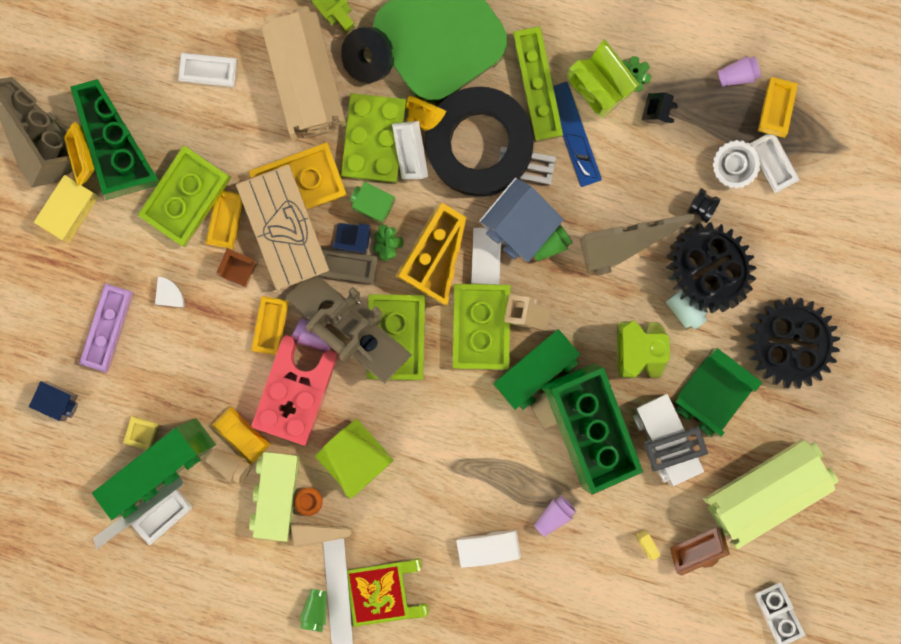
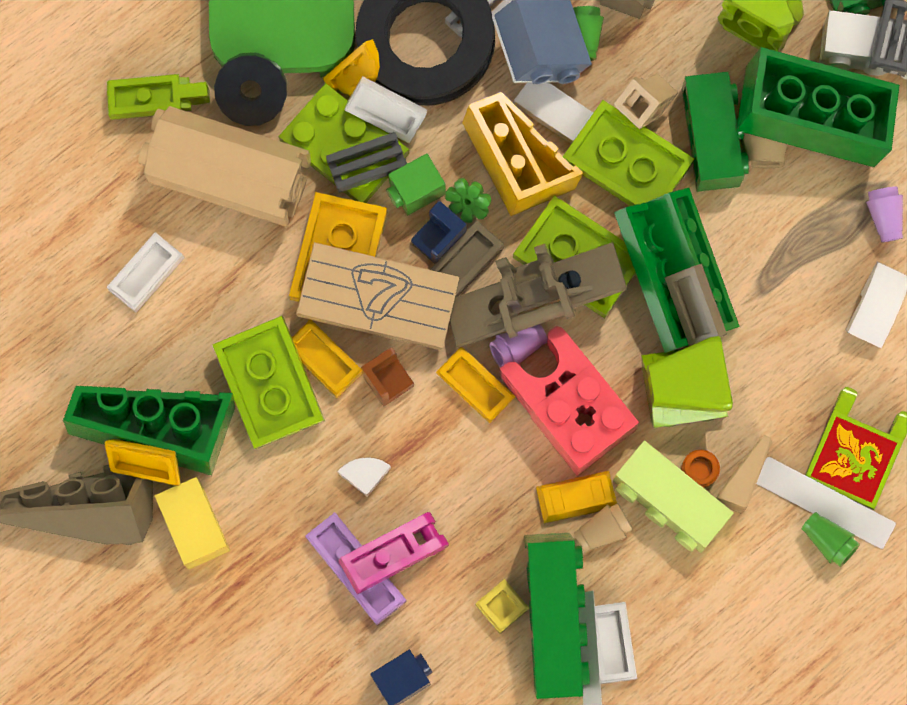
camera: 55 degrees left, 10 degrees down
(126, 345) = (392, 553): none -> plate
(347, 147) = (362, 149): none -> dark grey tile
(407, 433) = (695, 304): none -> dark tan tile
(425, 405) = (662, 241): none -> green slope

